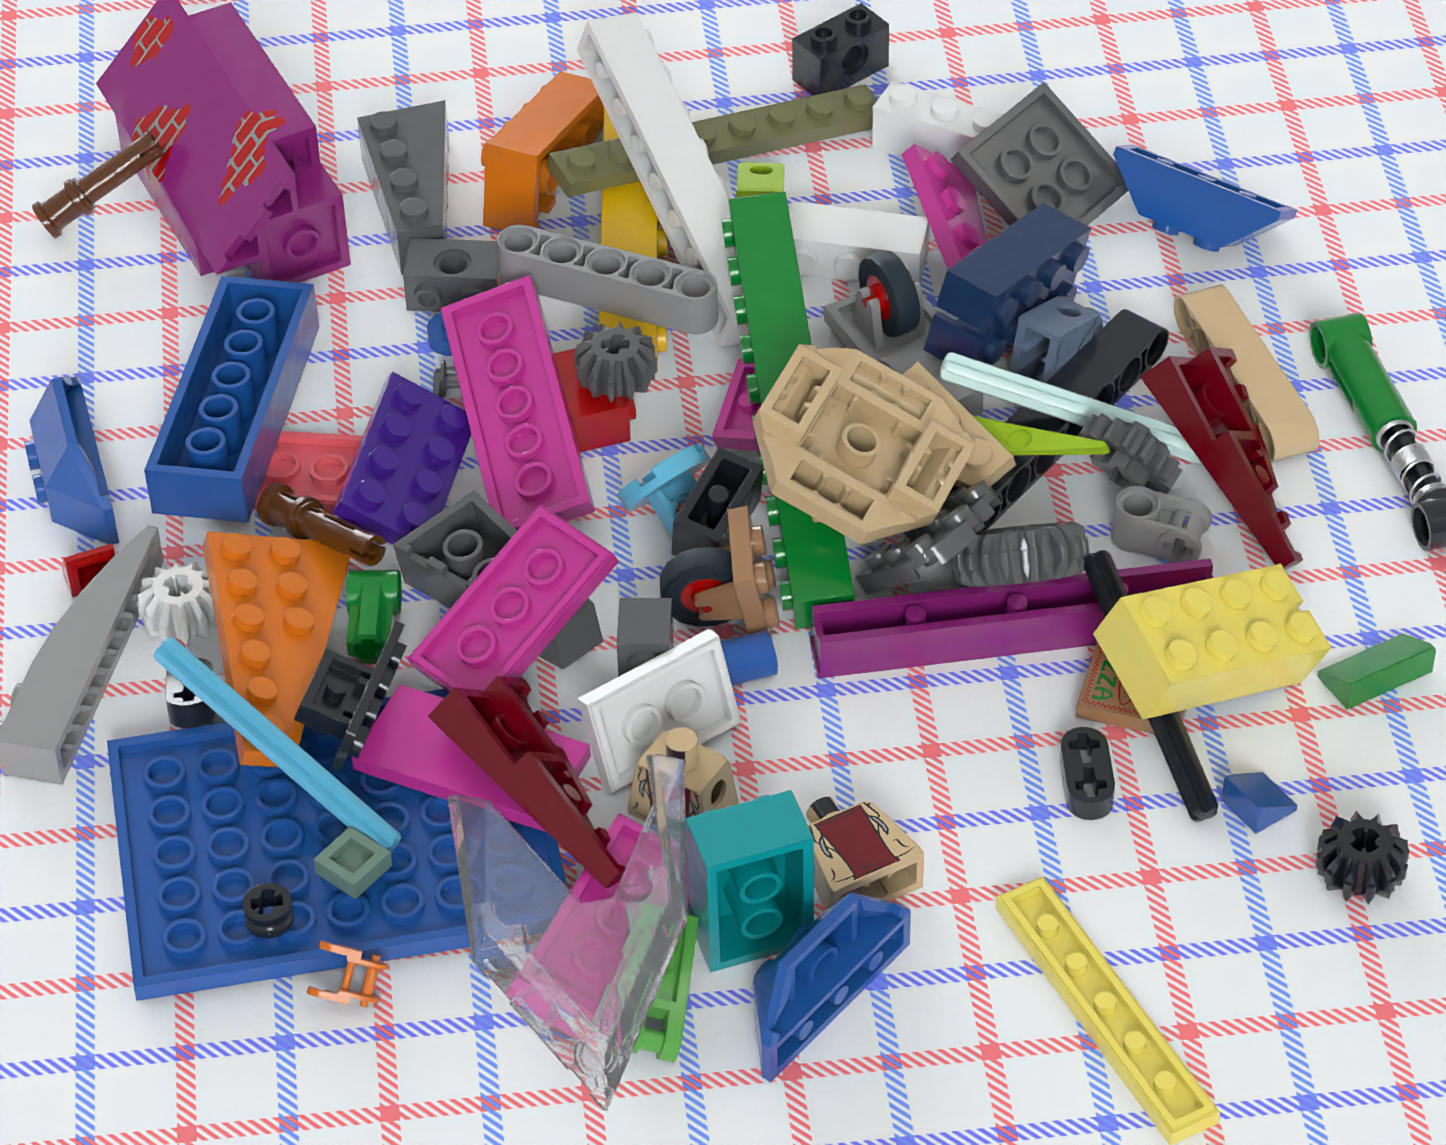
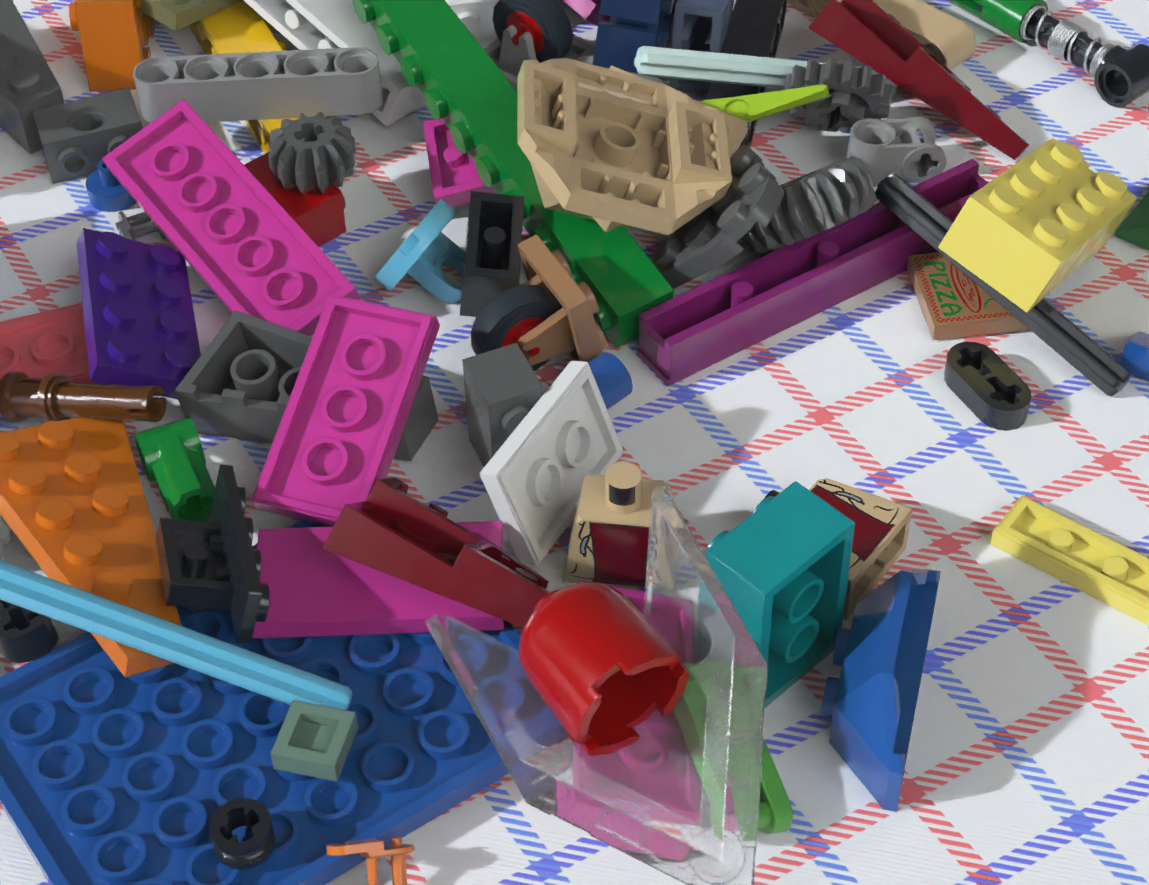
camera: 25 degrees left, 0 degrees up
(569, 880) = (599, 665): none -> red cylinder

